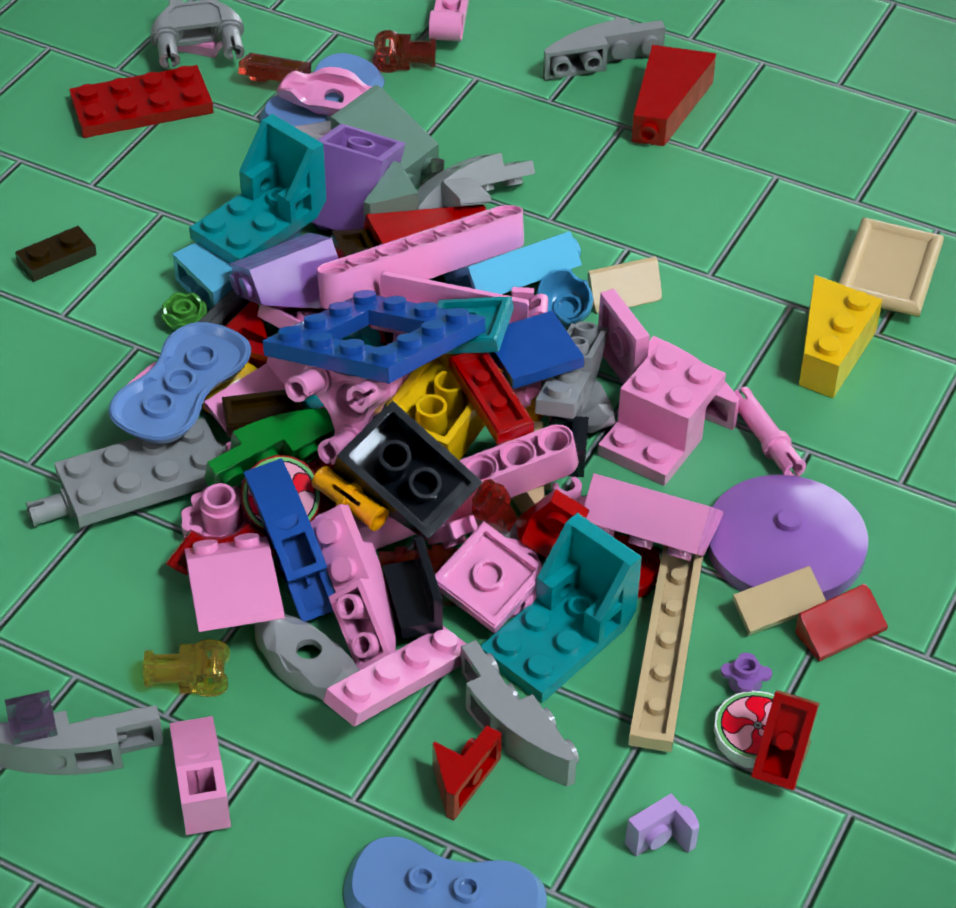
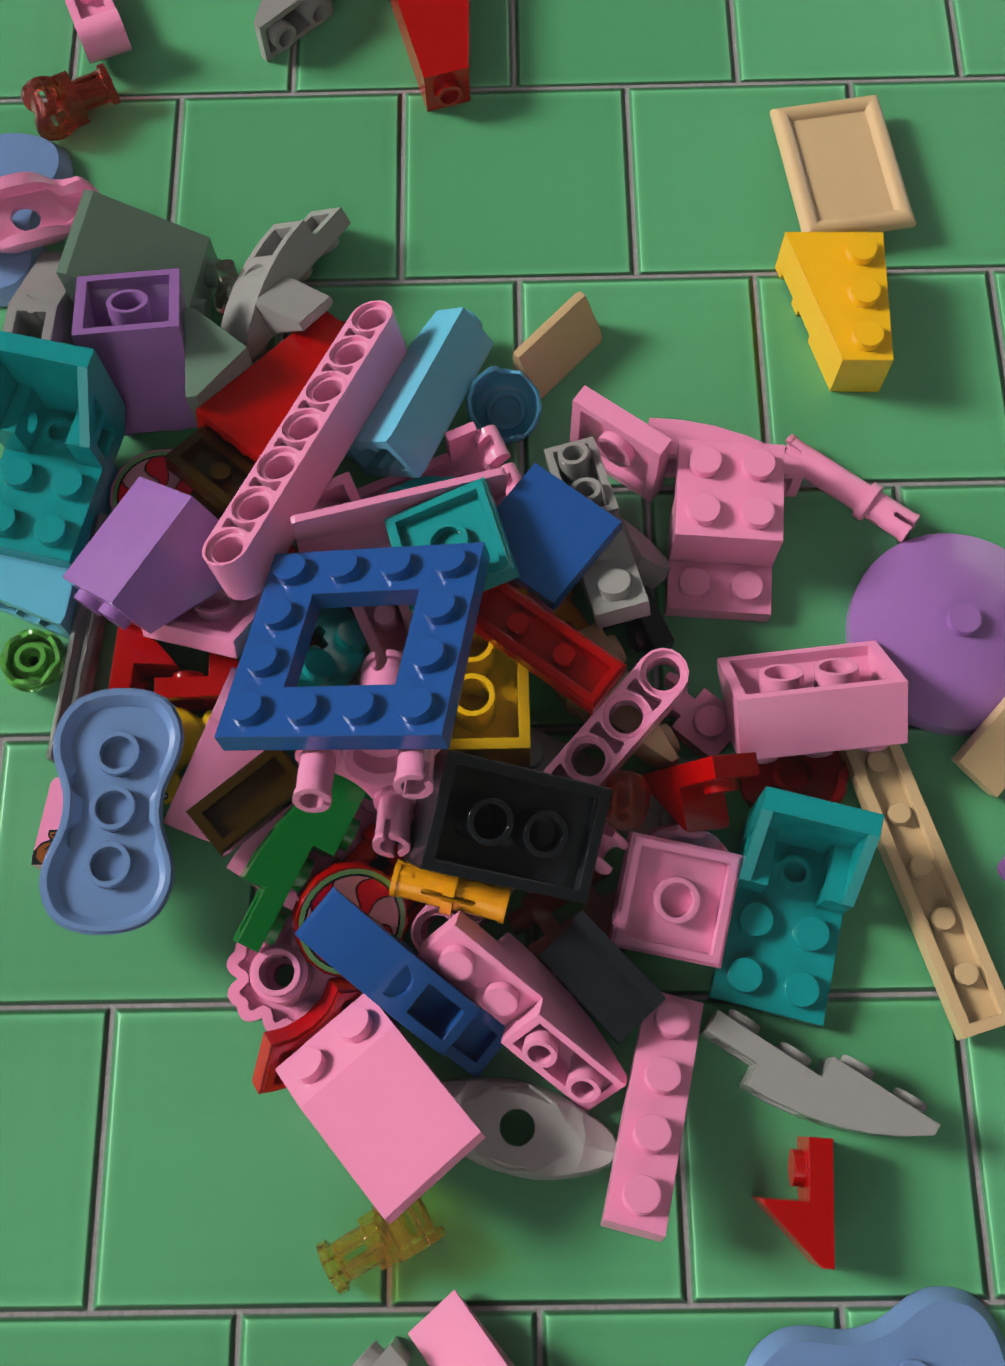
camera: 25 degrees left, 25 degrees up
(128, 477) = (120, 986): light grey plate -> none

